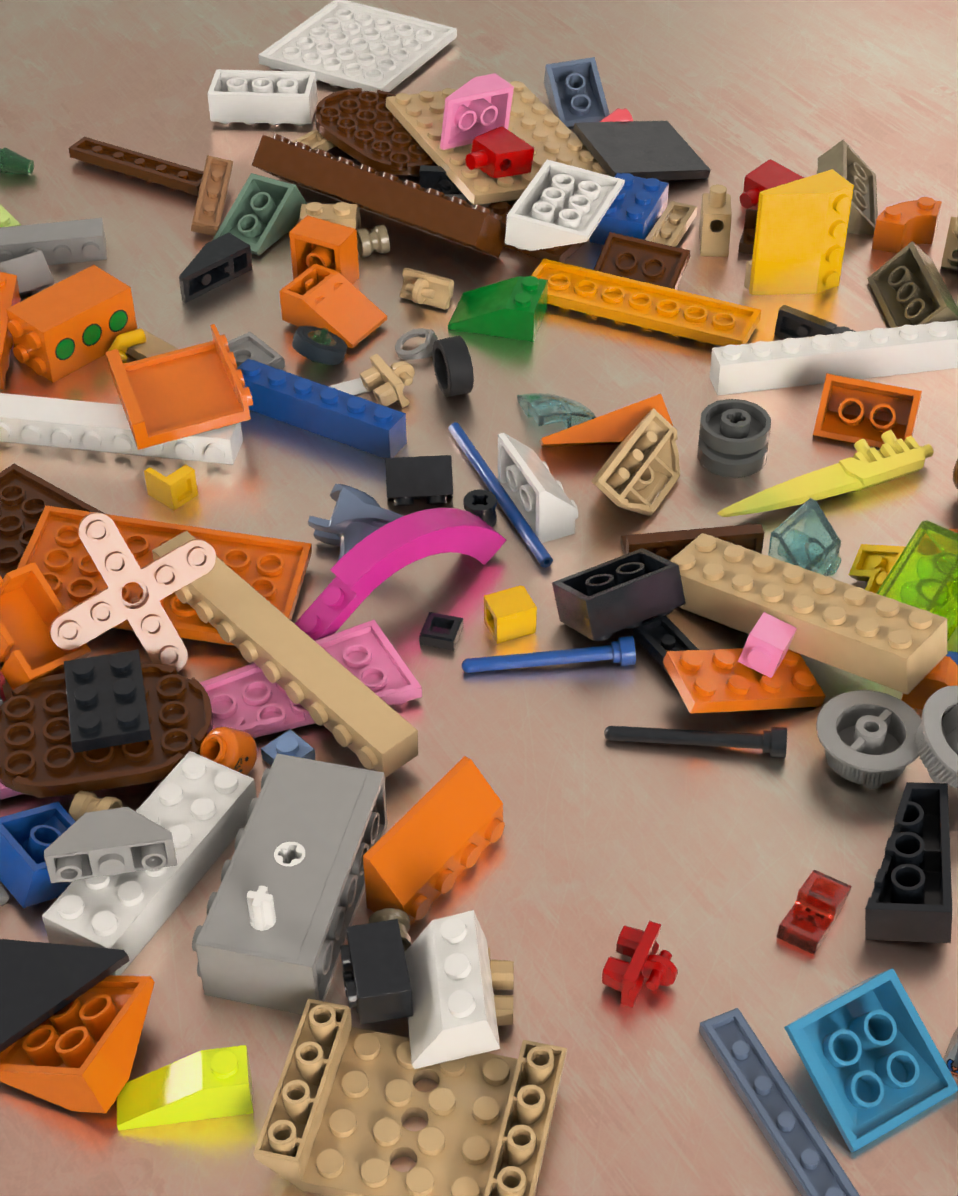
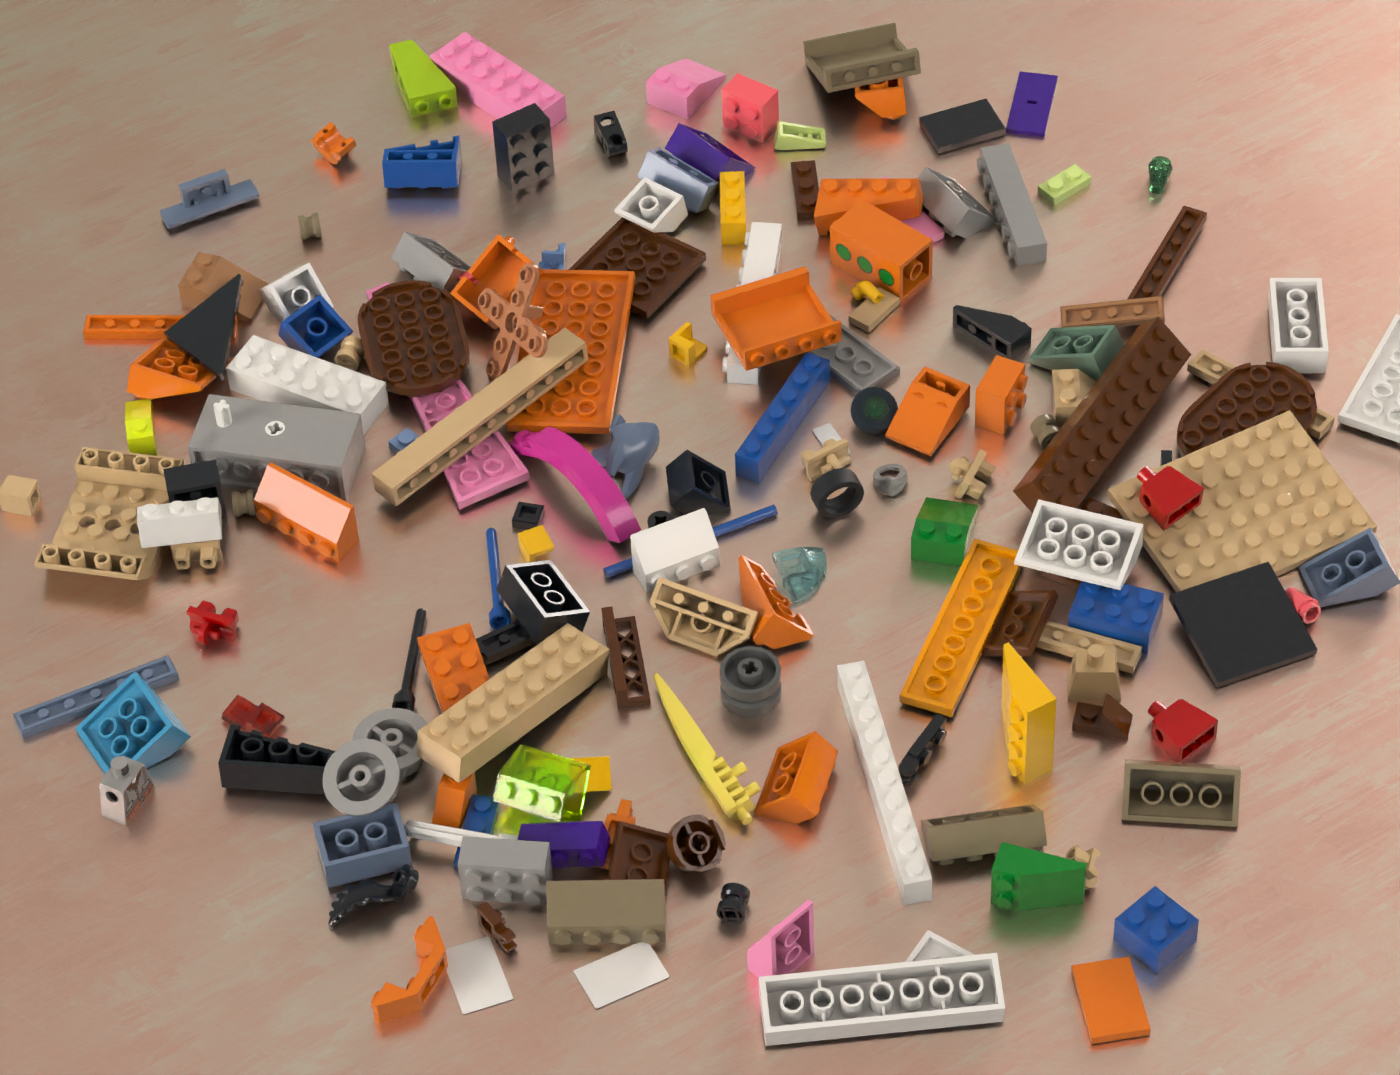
camera: 90 degrees right, 5 degrees up
(106, 701) = (428, 333): black plate -> none
(109, 845) = (289, 347): light grey slope -> none
(230, 748) = (395, 407): orange head -> none
(476, 109) = (1225, 464): bright pink slope -> none
(767, 644) = (470, 675): bright pink brick -> none
(807, 540) = (596, 716): clear light blue slope -> none
(906, 223) = (1117, 832): orange brick -> none

